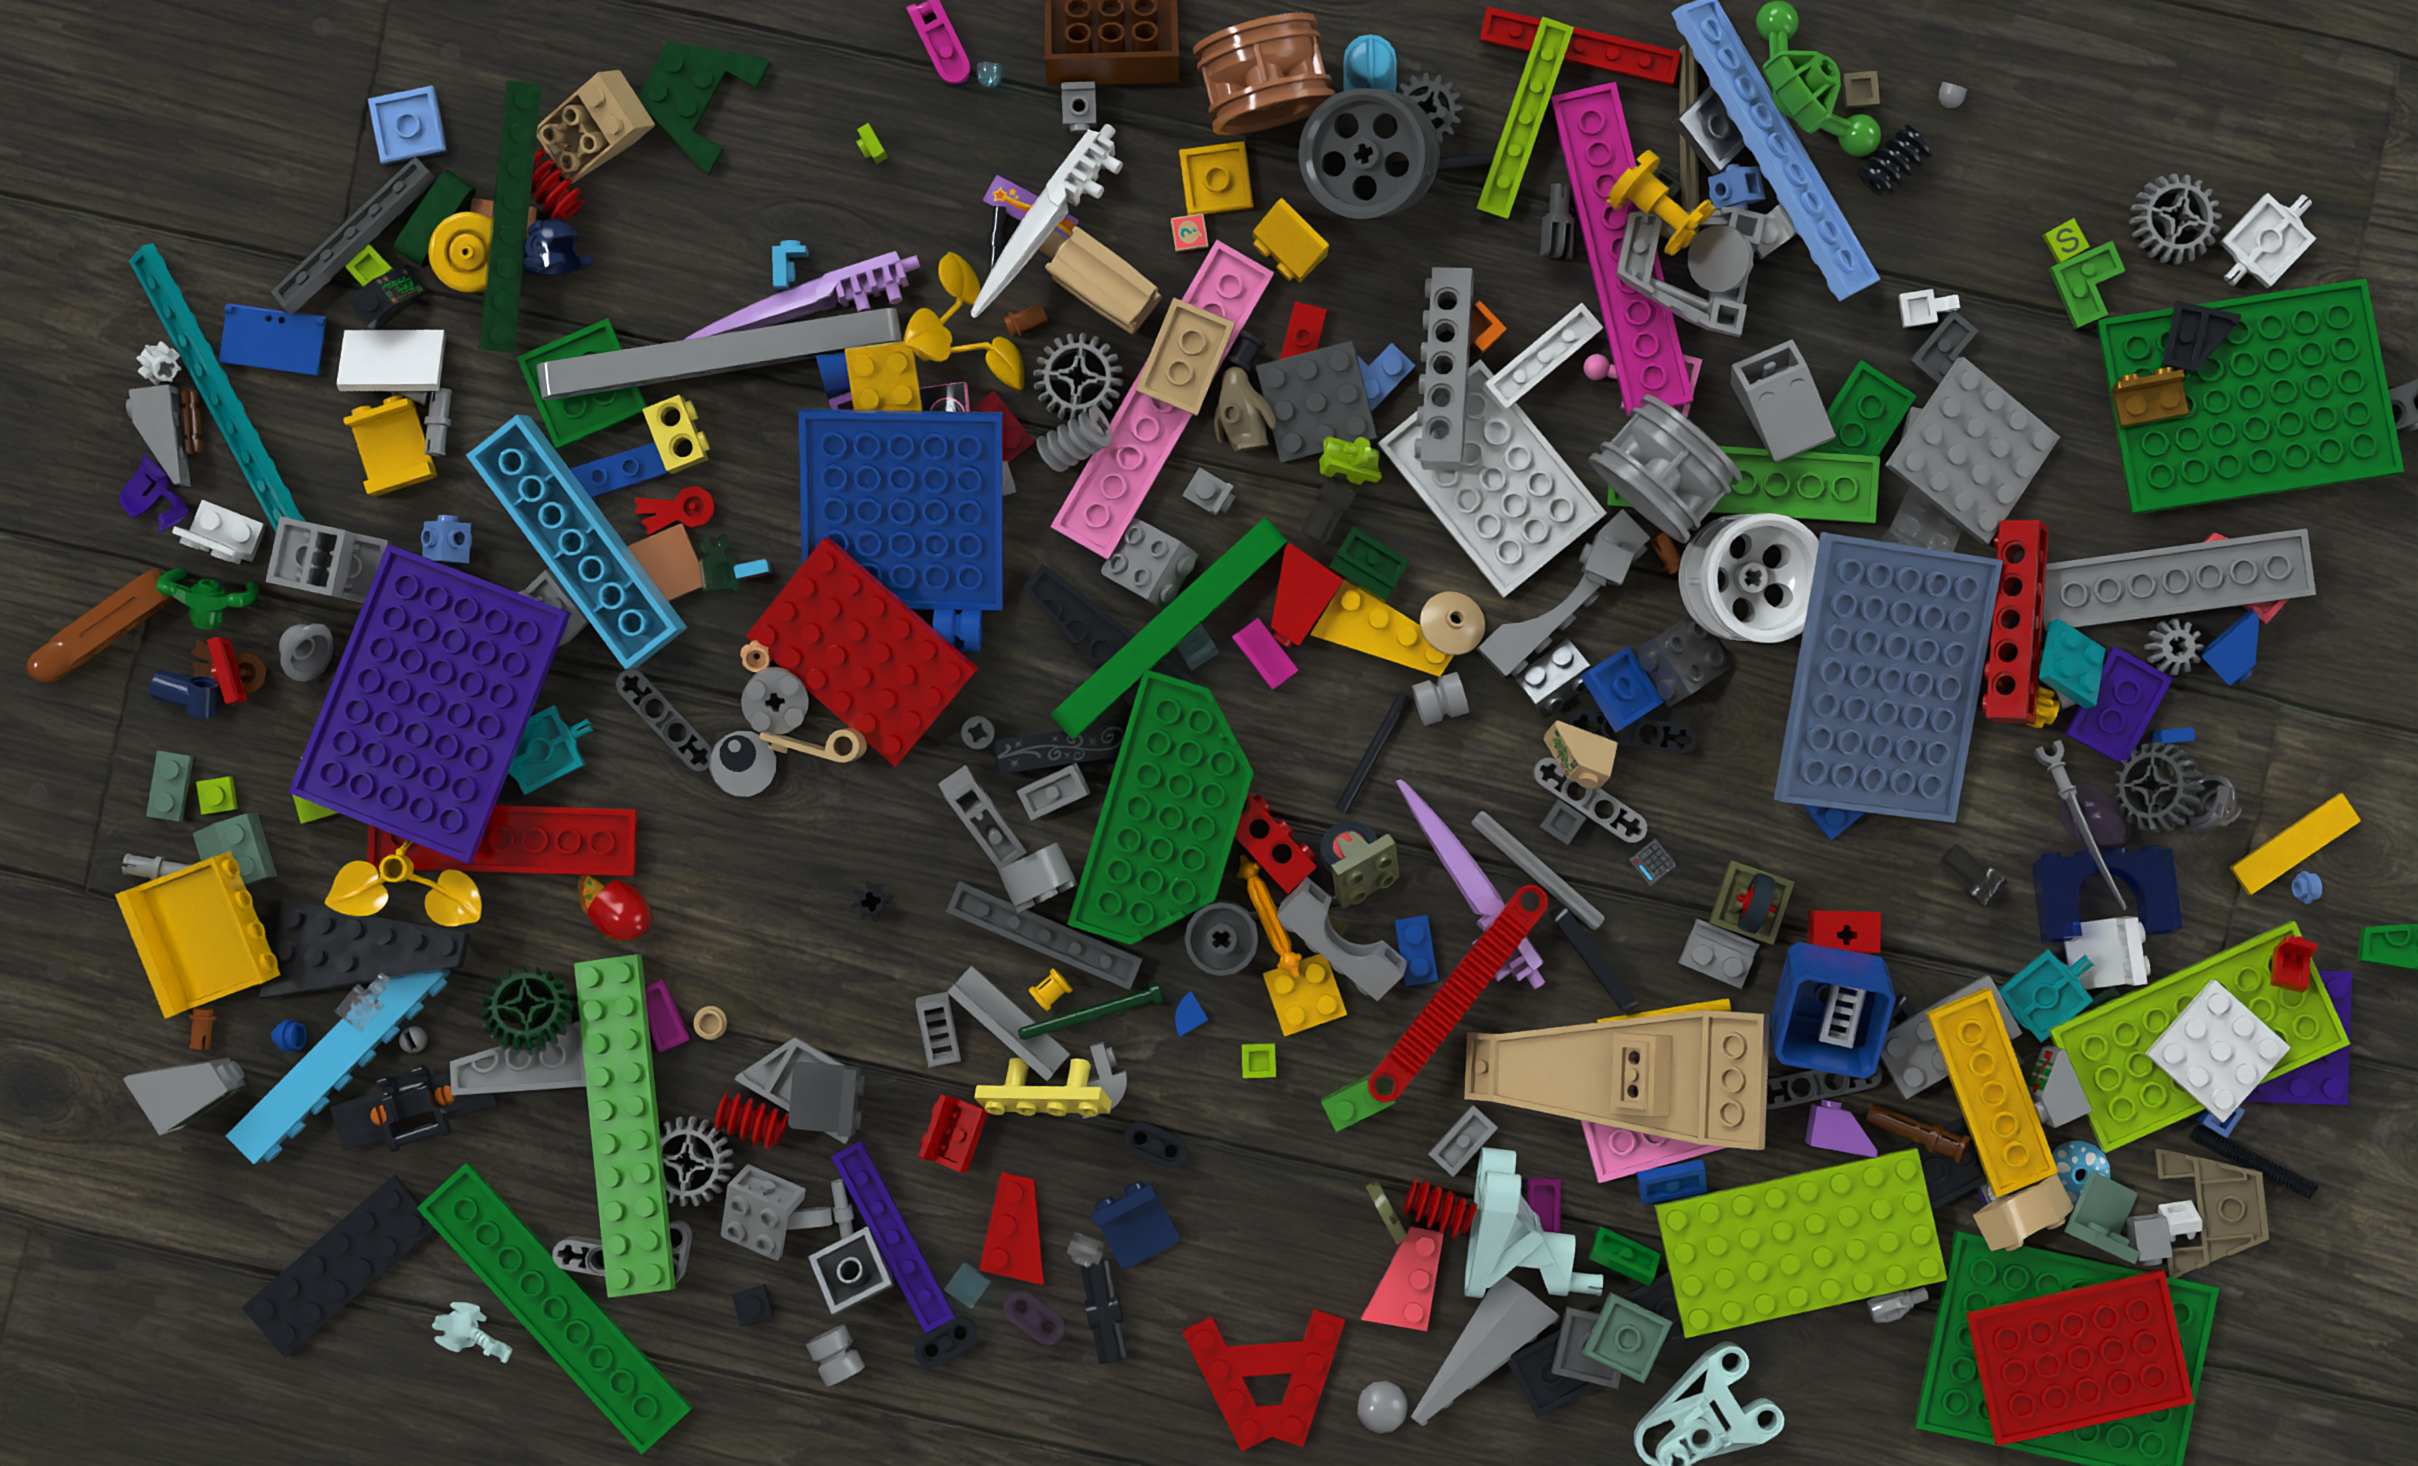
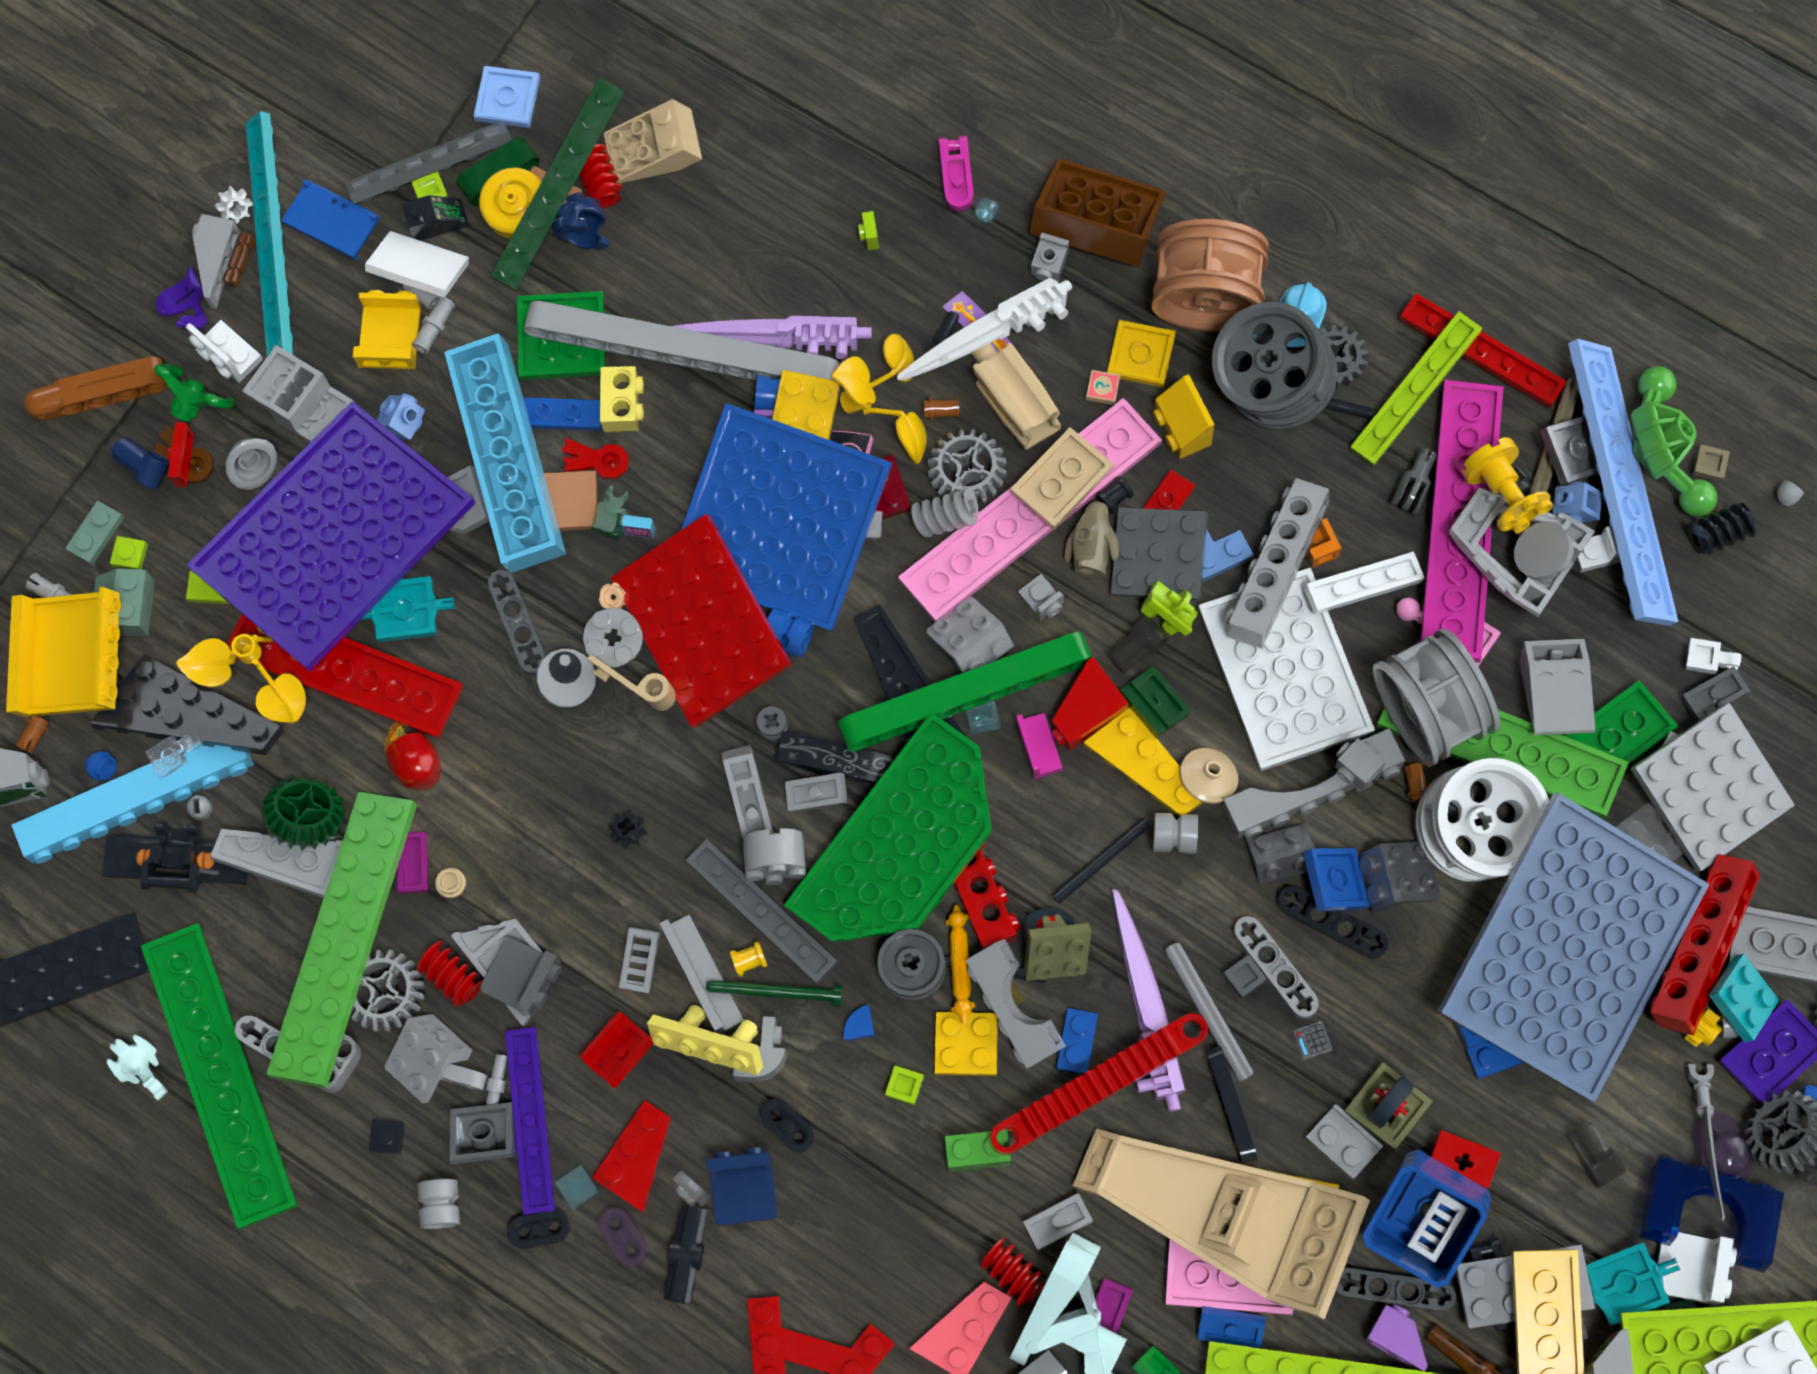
camera: 25 degrees right, 15 degrees down
(685, 85) = (737, 140): dark green wing -> none
(783, 269) = (761, 297): medium azure bracket -> none
(1386, 1212) = (967, 1256): olive tile -> none
(1581, 754) = (1281, 921): tan slope -> none

